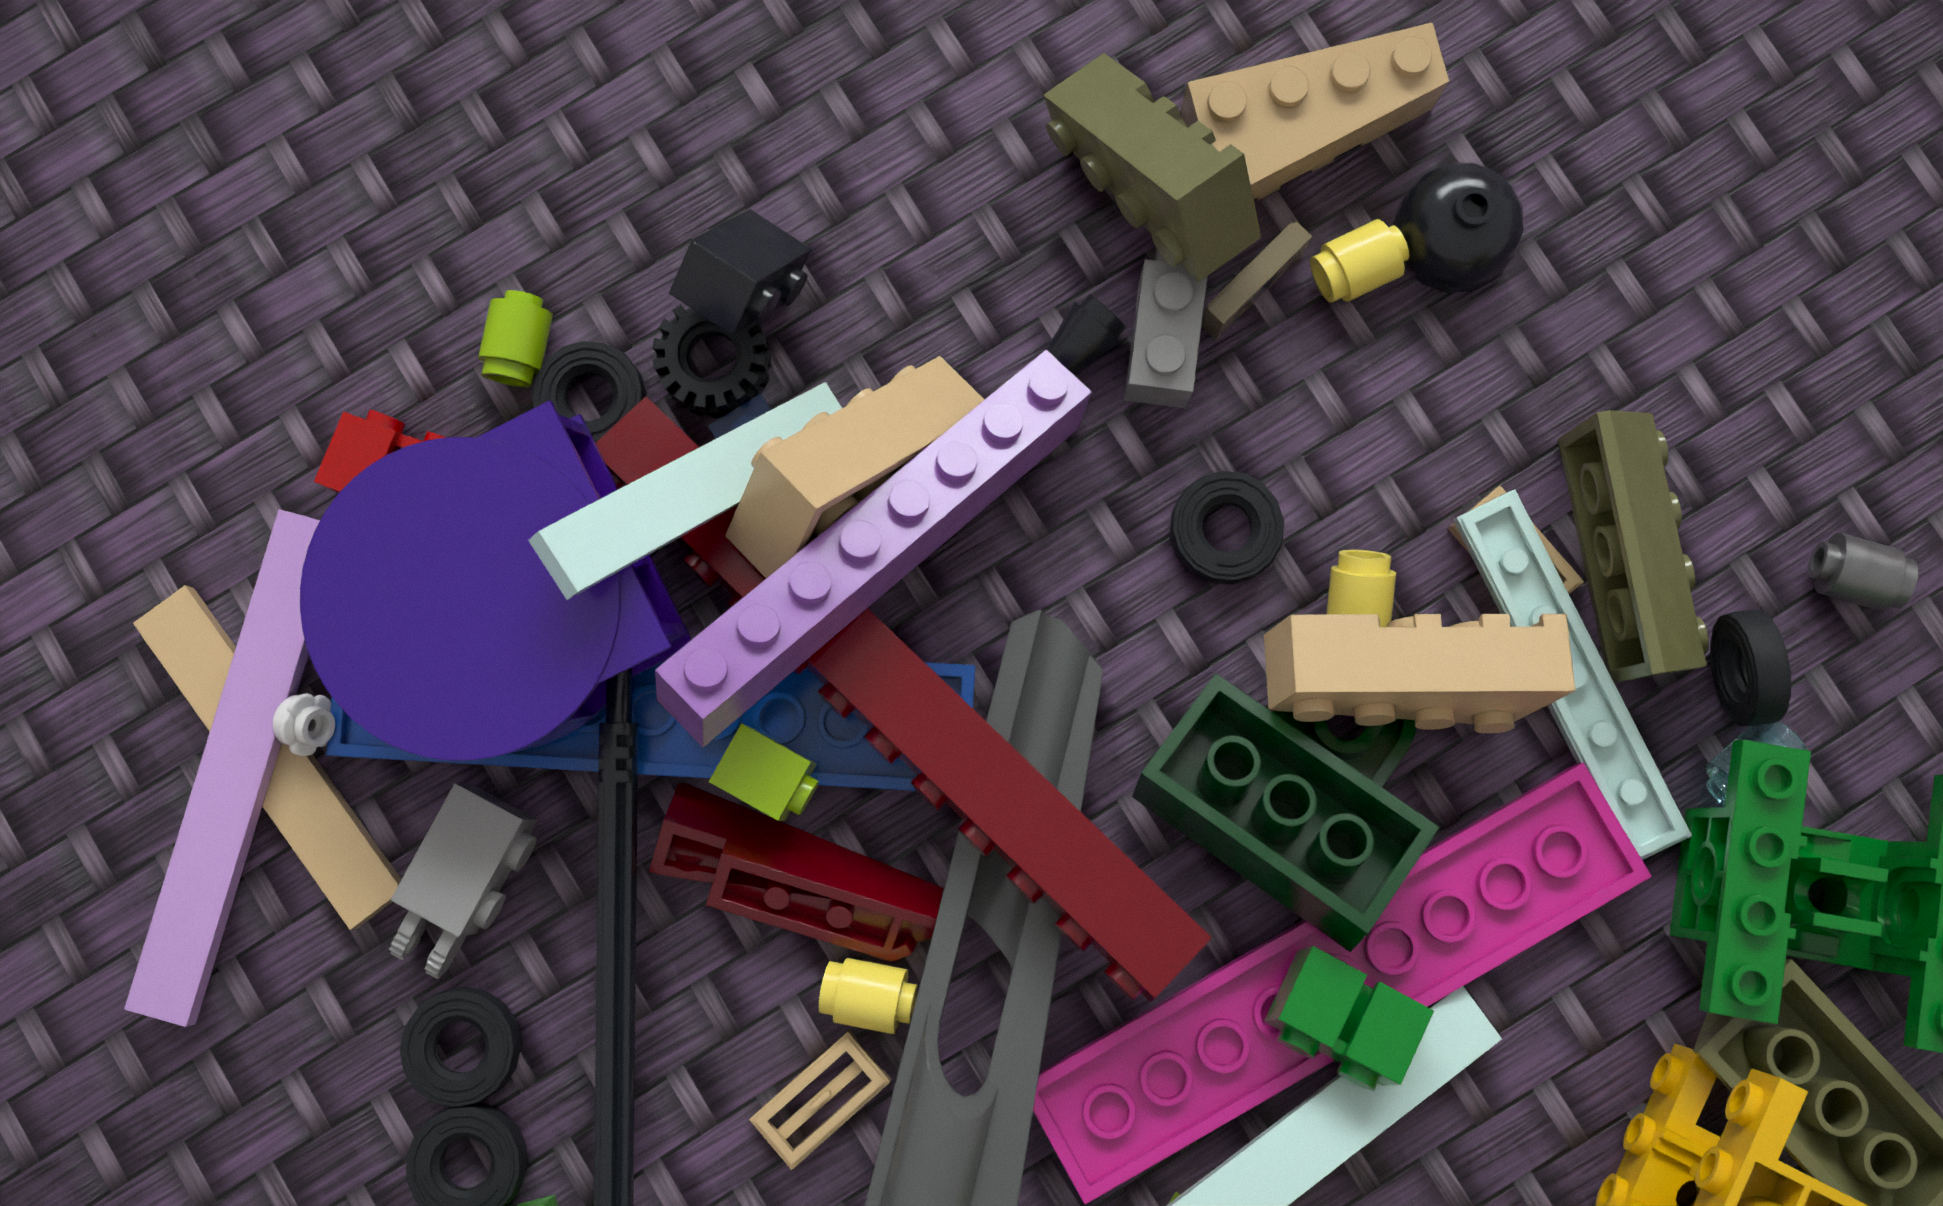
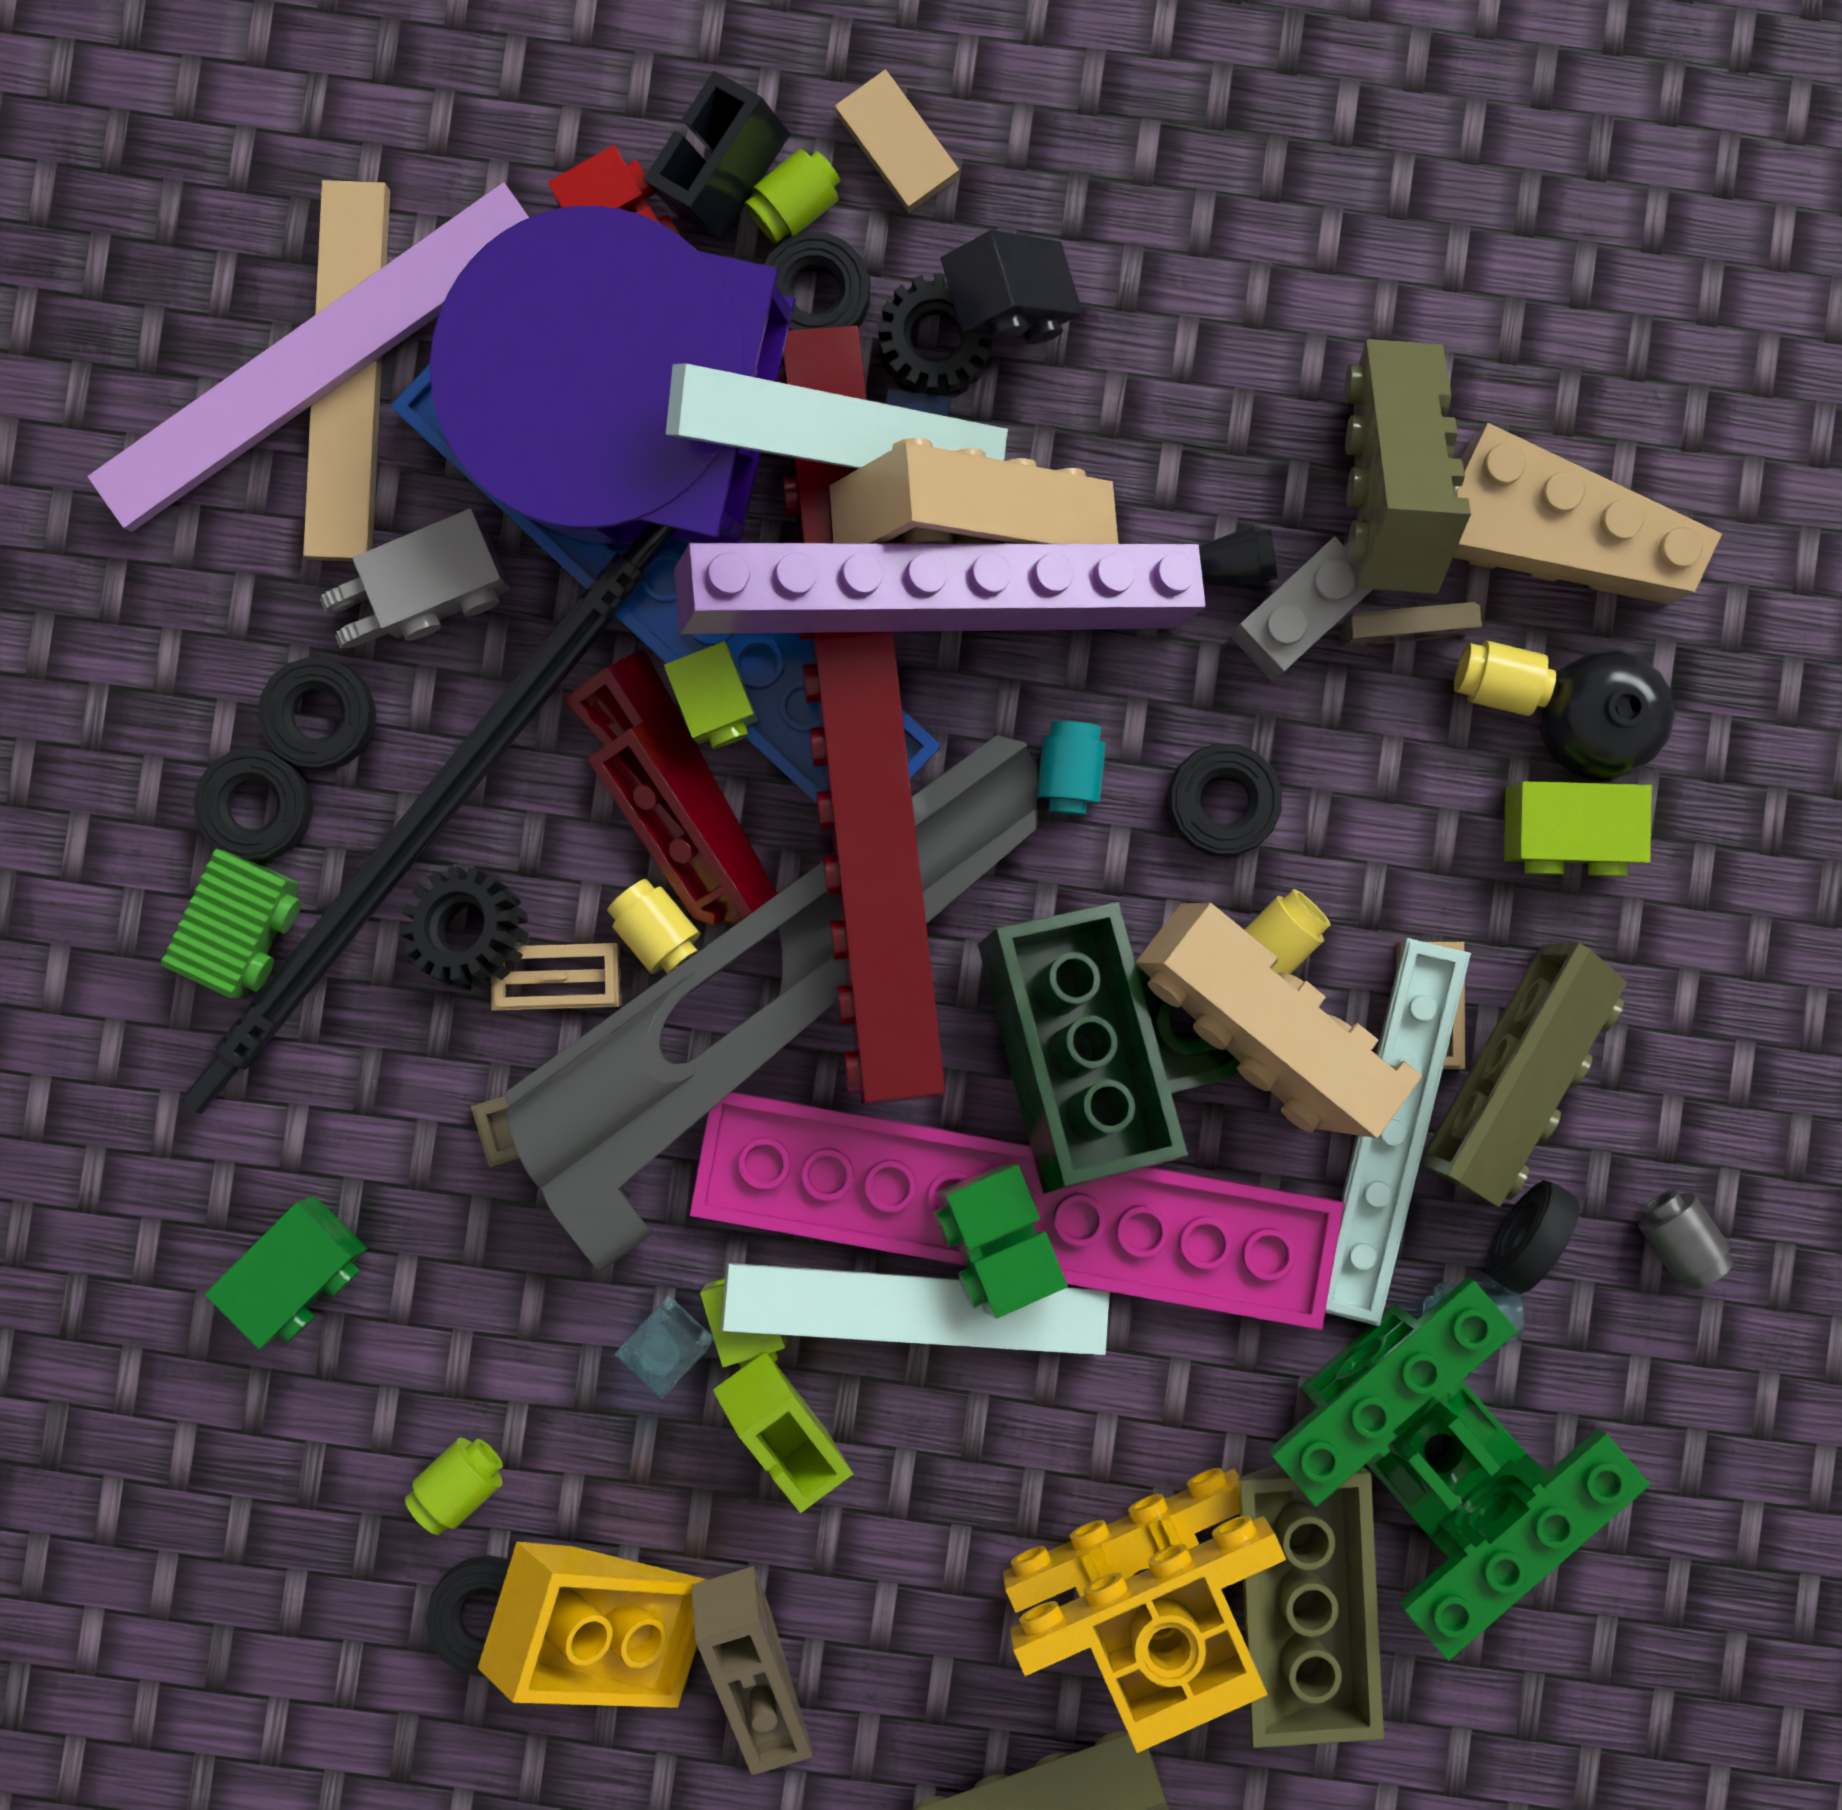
camera: 35 degrees right, 5 degrees up
(293, 719) = (384, 359): white plate -> none
(443, 329) = (742, 143): none -> black piece
(561, 235) = (897, 141): none -> tan tile
(683, 1129) = (437, 910): none -> black tyre
(1089, 599) = (1071, 767): none -> teal brick
(1509, 325) = (1577, 825): none -> lime piece

